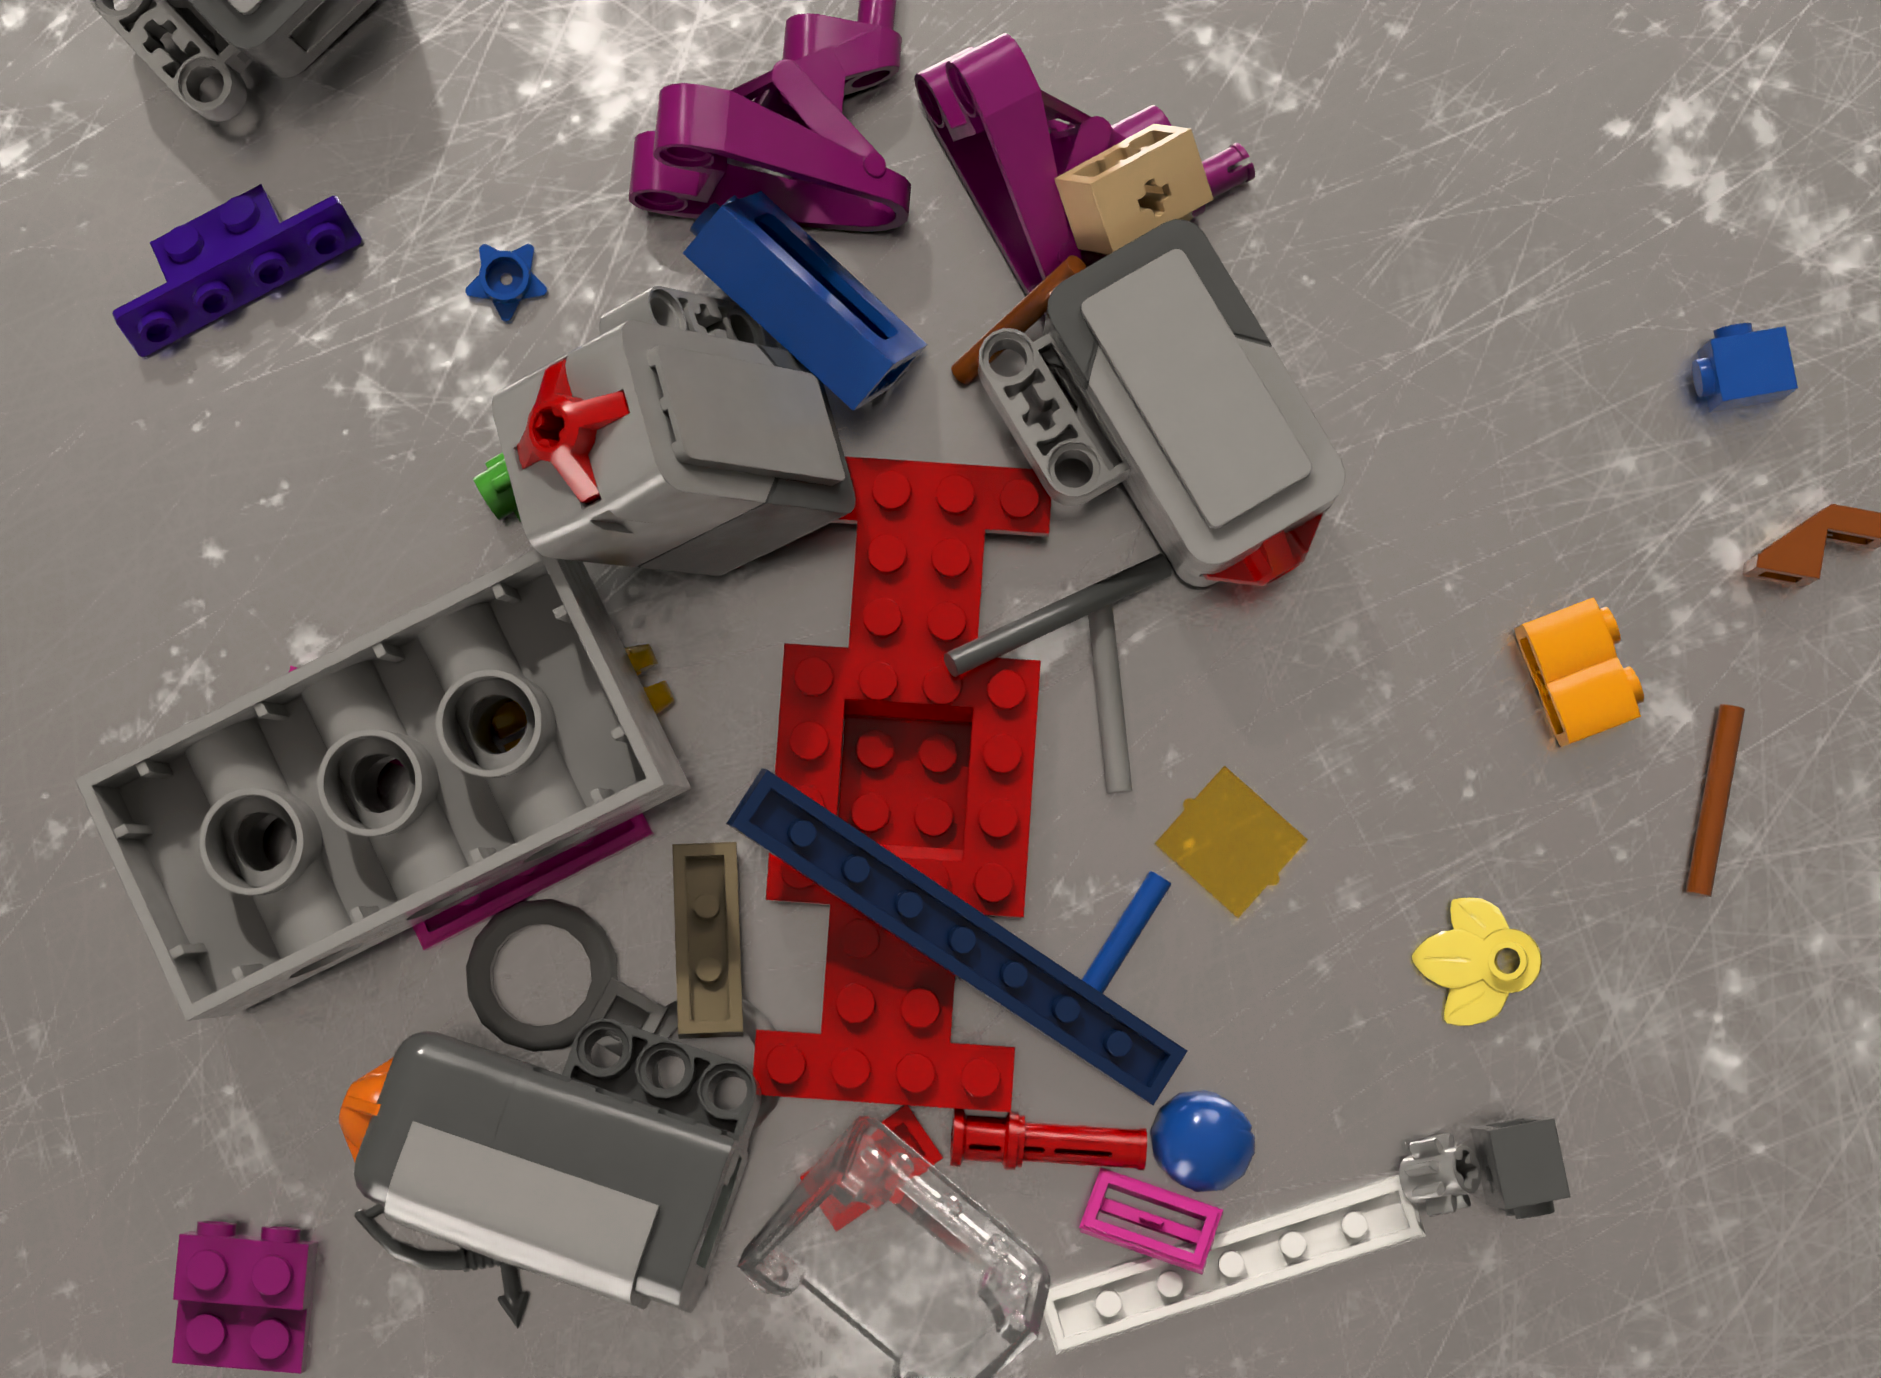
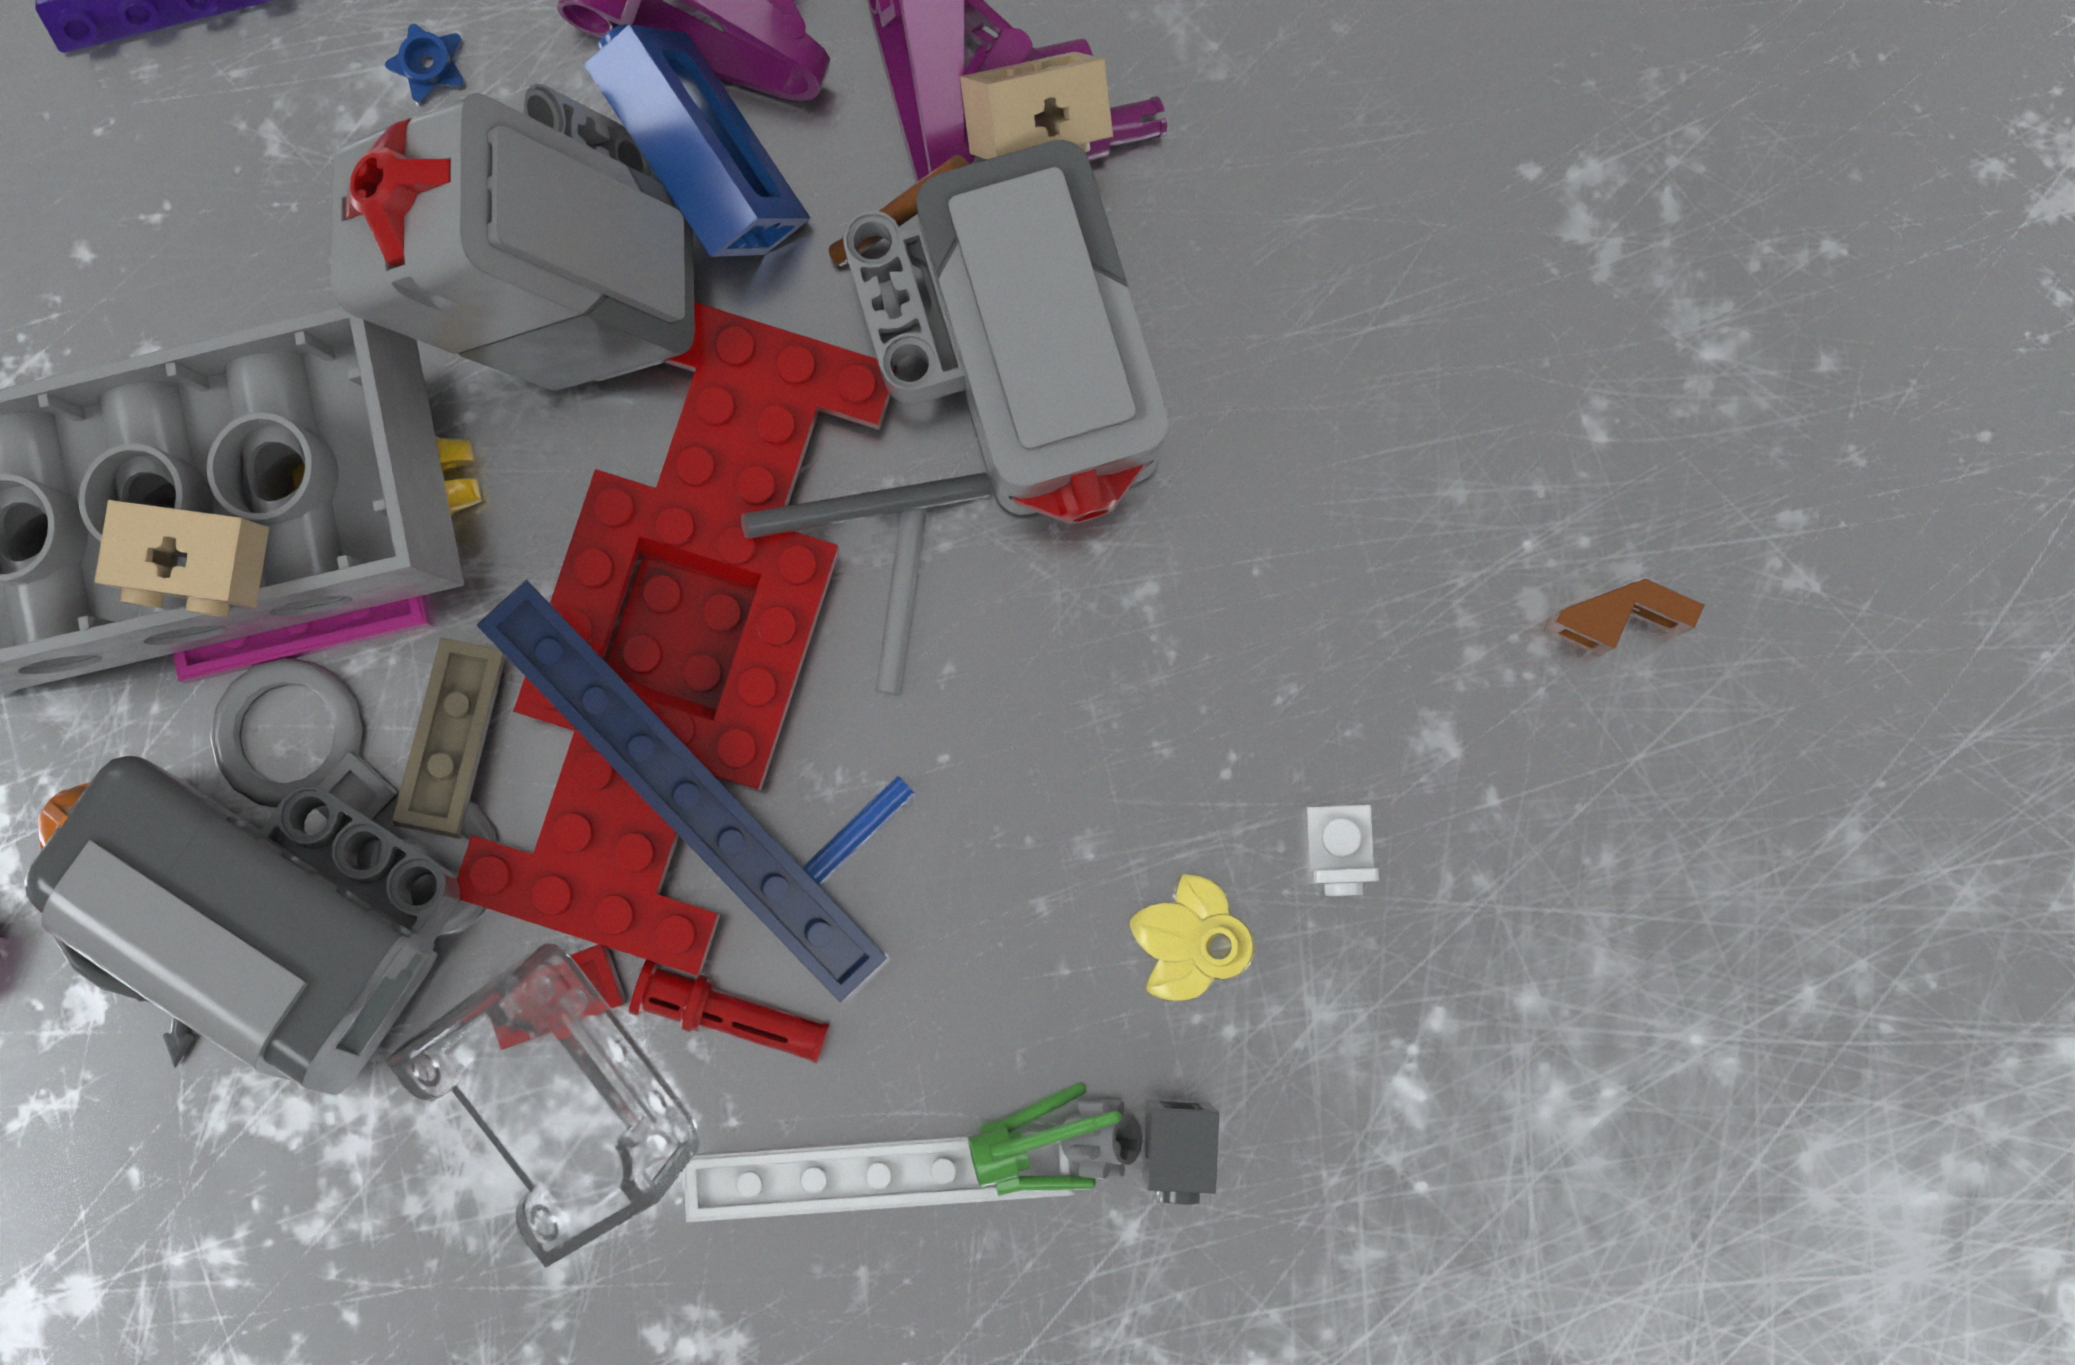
camera: 10 degrees right, 0 degrees up
(406, 819) = (143, 550): none -> tan brick
(1202, 1141) = (881, 1049): blue hair -> none
(1202, 1239) = (854, 1145): dark pink tile -> none
(1231, 842) = (983, 766): clear yellow piece -> none
(1348, 1214) = (1001, 1153): none -> bright green plant
(1579, 671) = (1360, 682): light orange brick -> none
(1599, 837) = (1340, 848): none -> white bracket
(1715, 800) = (1462, 840): dark orange bar -> none
(1744, 367) = (1593, 428): blue brick -> none

